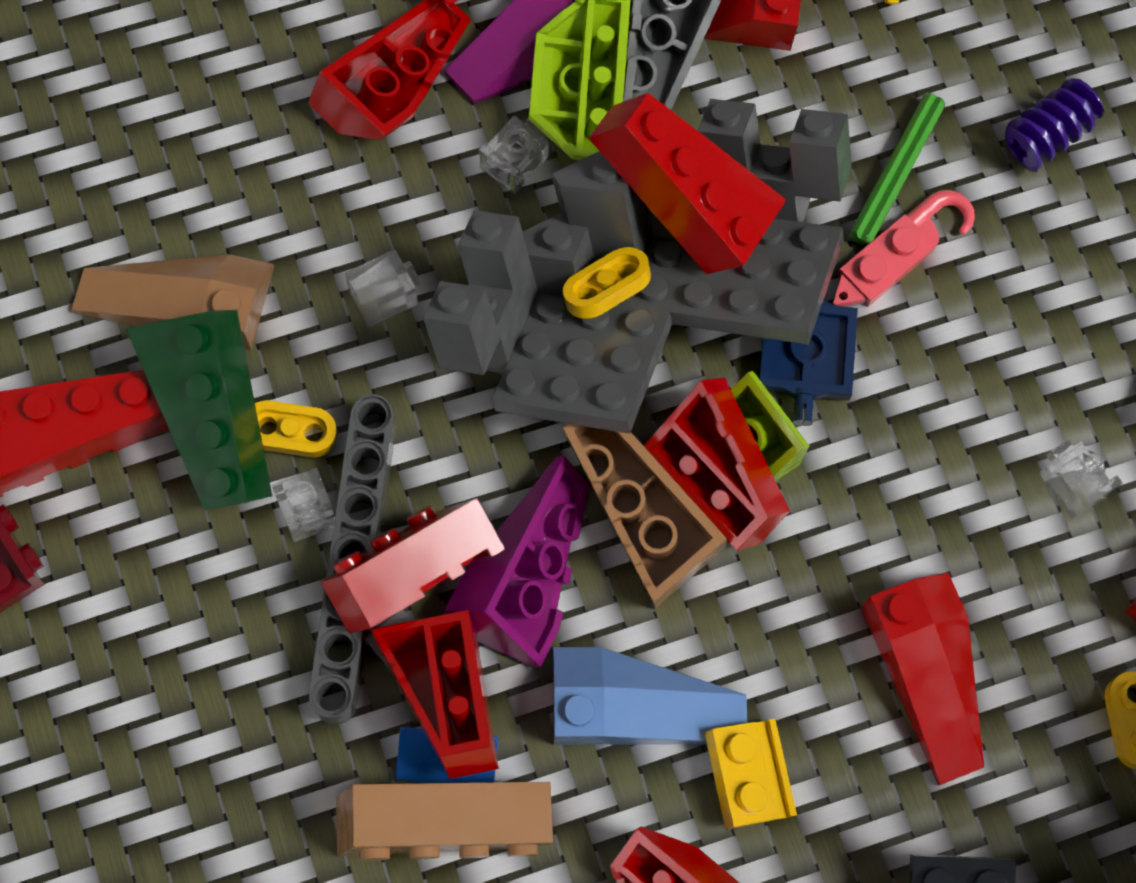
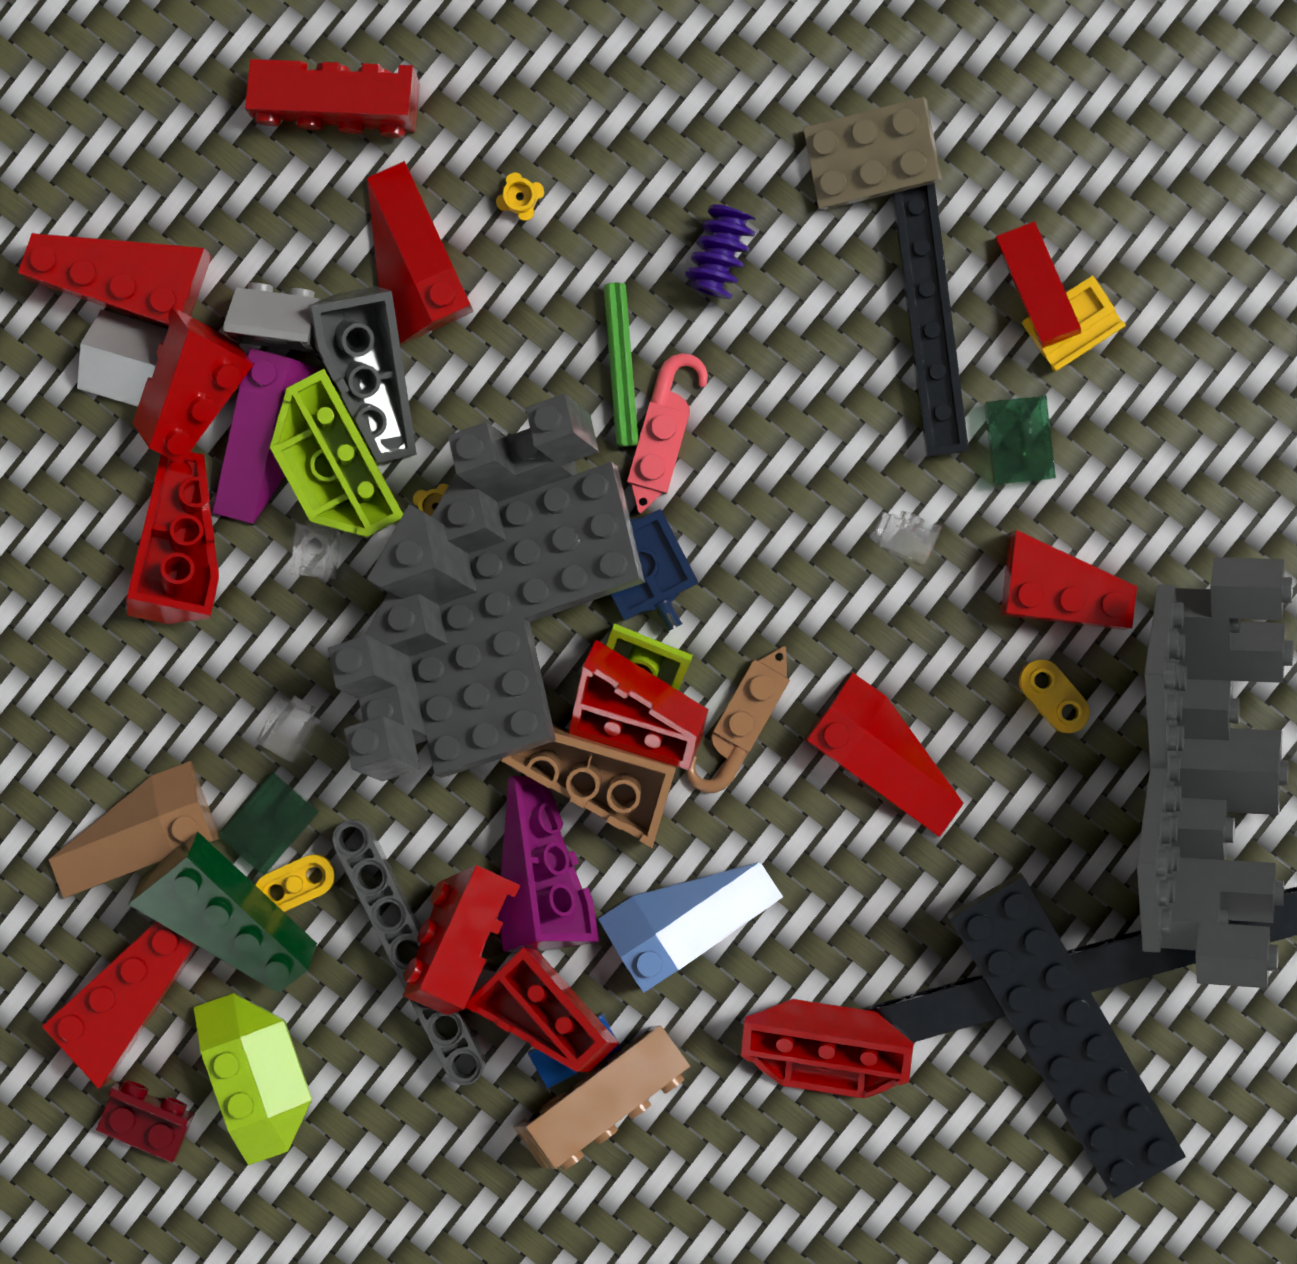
camera: 30 degrees left, 15 degrees up
(123, 582) = (253, 1074): none -> lime wedge
(304, 504) = (346, 935): clear brick -> none
(305, 362) = (269, 823): none -> clear green plate
(607, 282) = (458, 627): yellow plate -> none
(687, 182) = (484, 524): red wedge -> none
(750, 773) = (799, 920): yellow plate -> none
(814, 550) = (744, 719): none -> medium nougat plate

